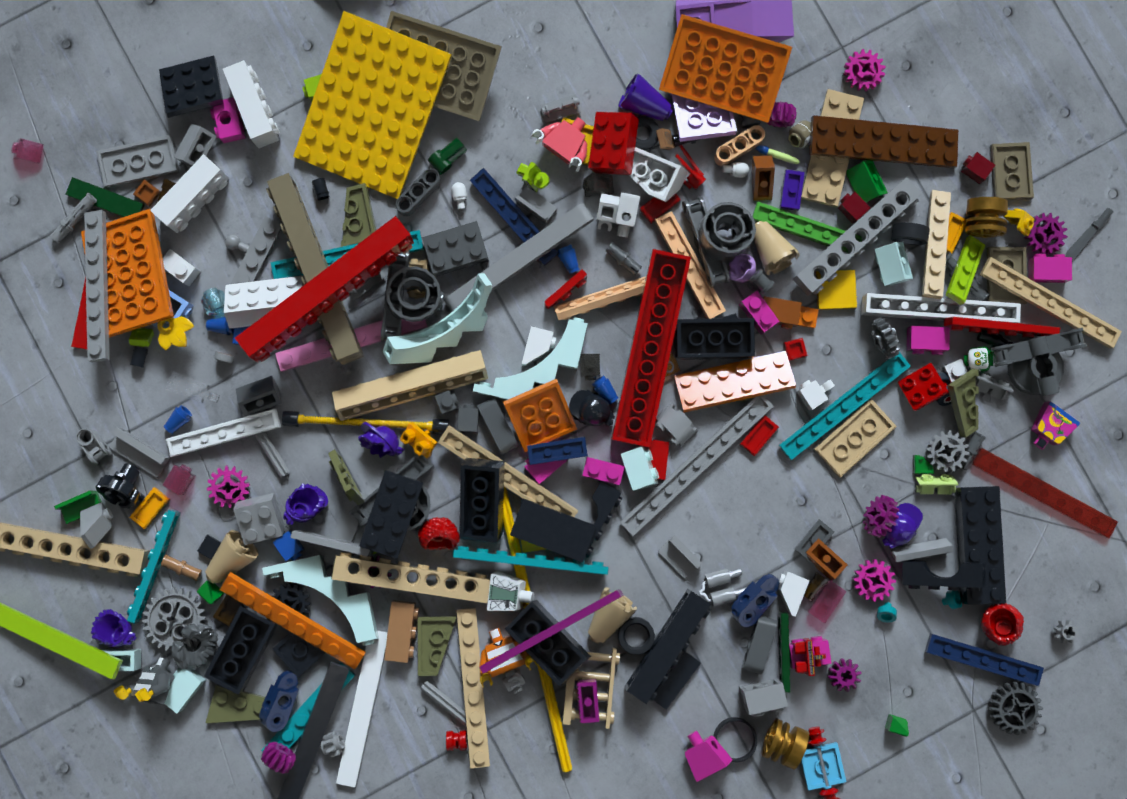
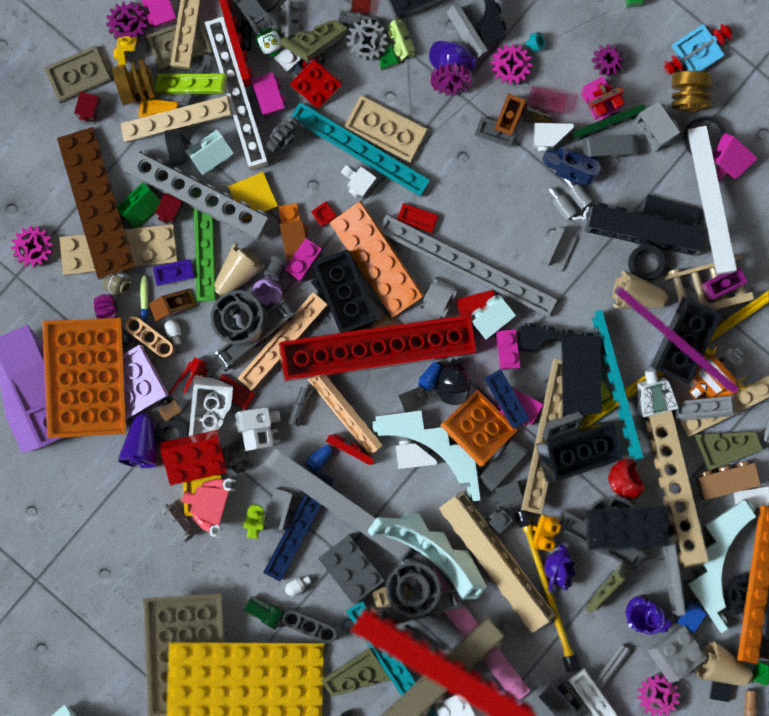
camera: 105 degrees left, 0 degrees up
(477, 636) = (704, 408): none -> light grey tile
(511, 494) = (562, 426): none -> dark grey plate
(672, 720) = (711, 200): none -> white tile

